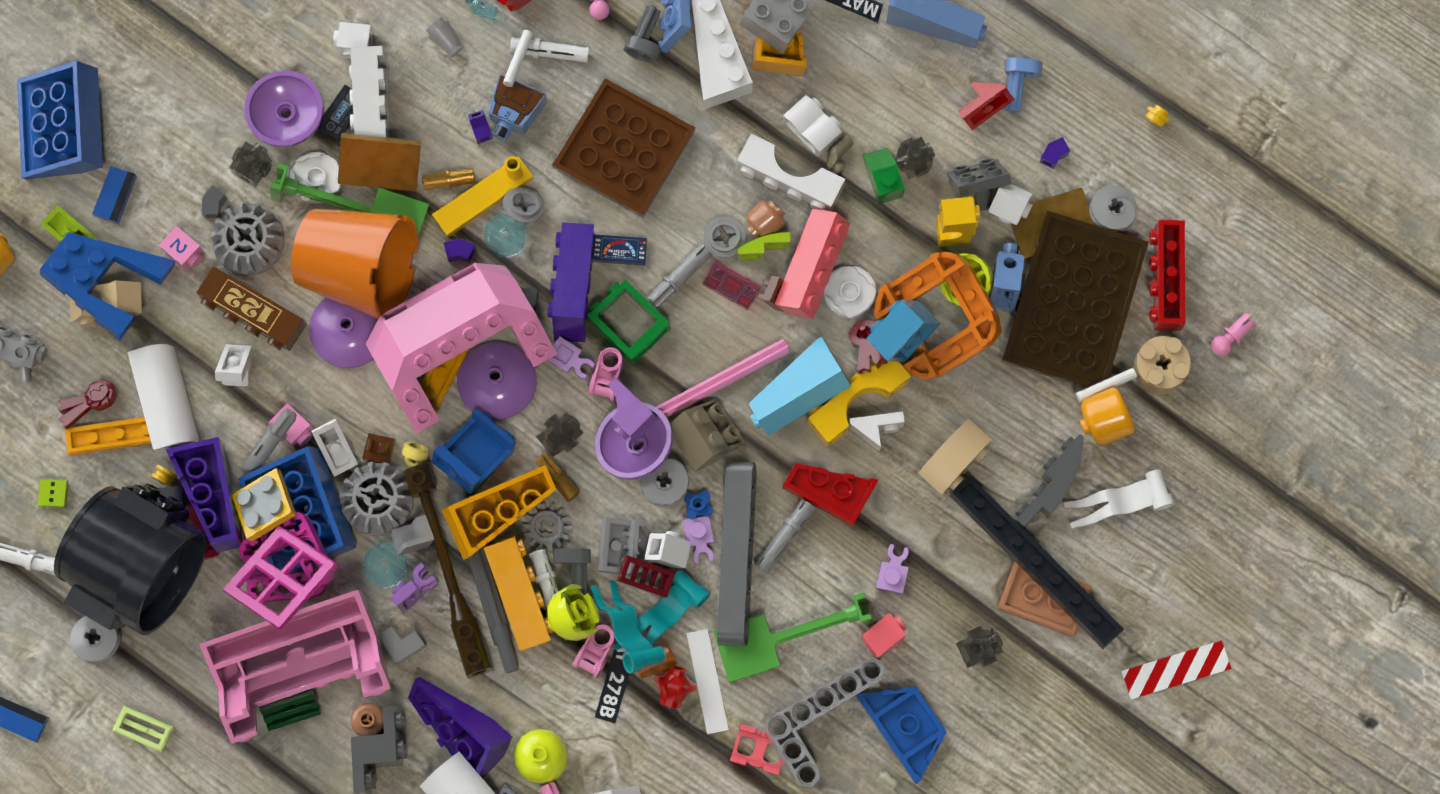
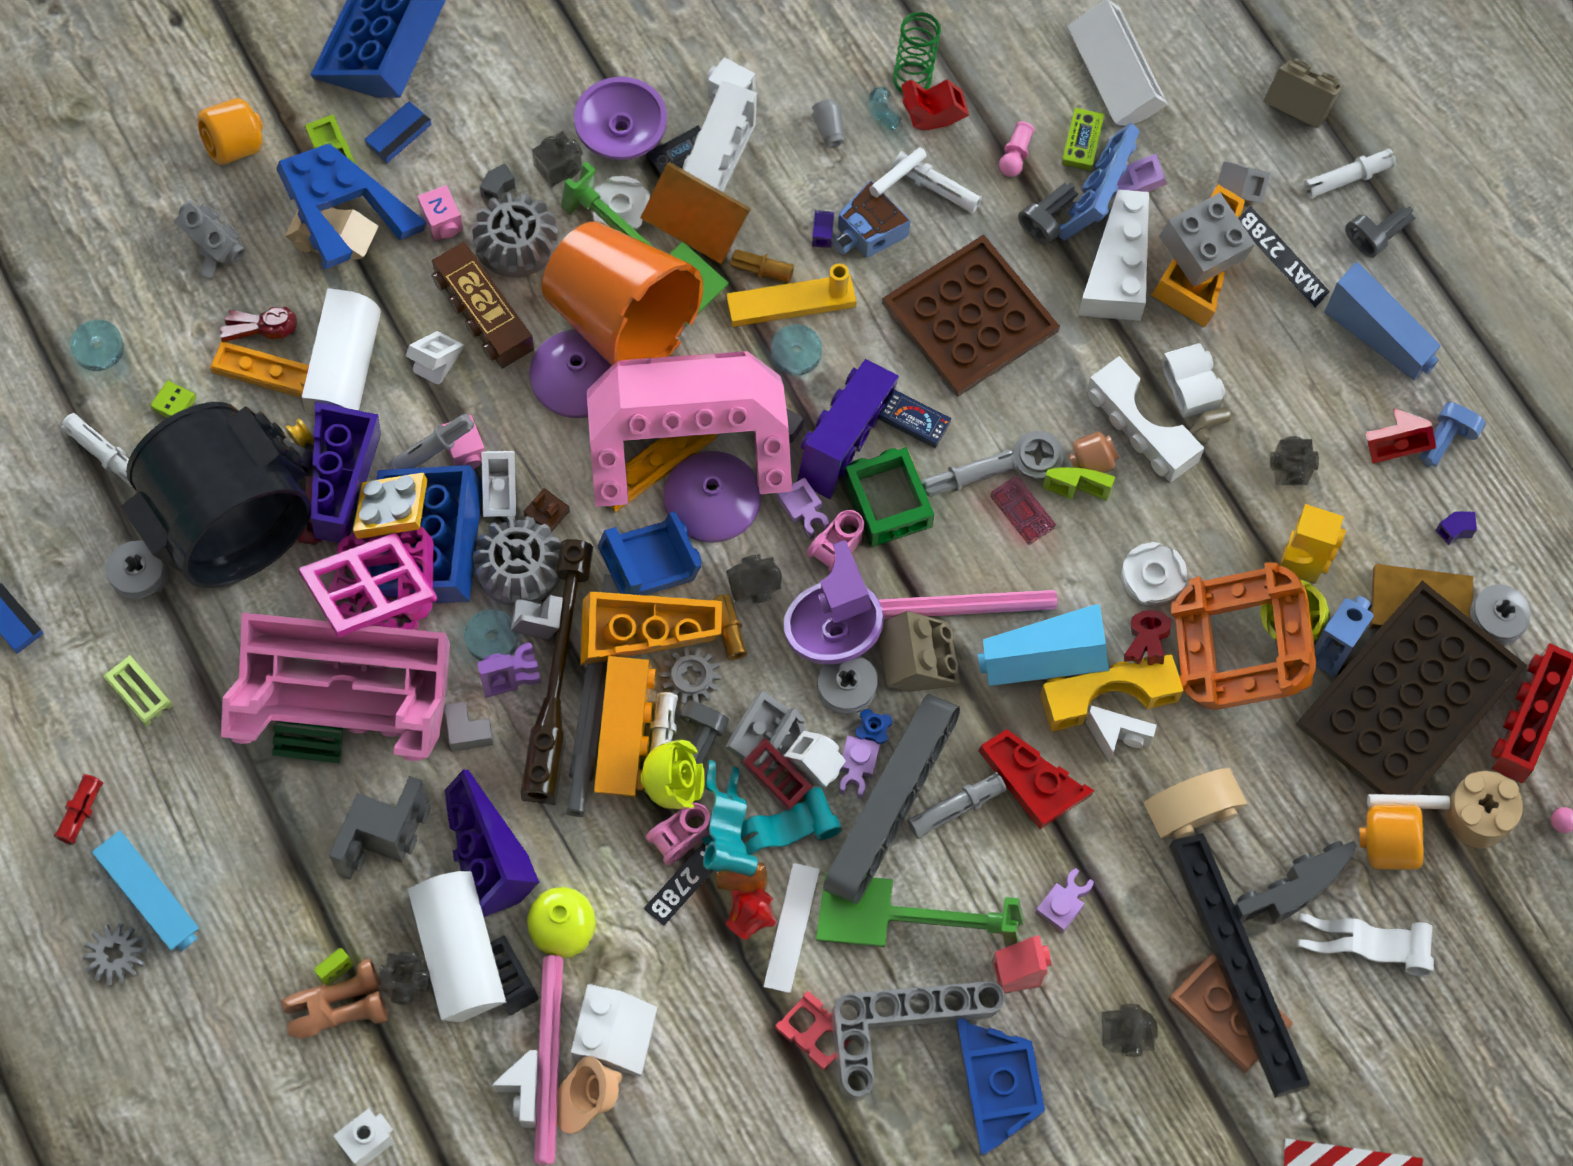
camera: 20 degrees right, 10 degrees down
(364, 711) = (385, 785): nougat head -> none
(415, 451) = (585, 529): light yellow tile -> none
(459, 249) = (737, 340): dark purple piece -> none
(529, 199) = (841, 324): light grey gear -> none
(772, 291) = (1069, 538): tile -> none
(812, 263) = (1125, 522): coral brick -> none
(884, 175) = (1249, 468): green slope -> none
(902, 330) = (1197, 632): dark azure brick -> none
(978, 180) = (1357, 515): dark grey plate -> none
(1011, 204) = (1383, 554): white brick -> none

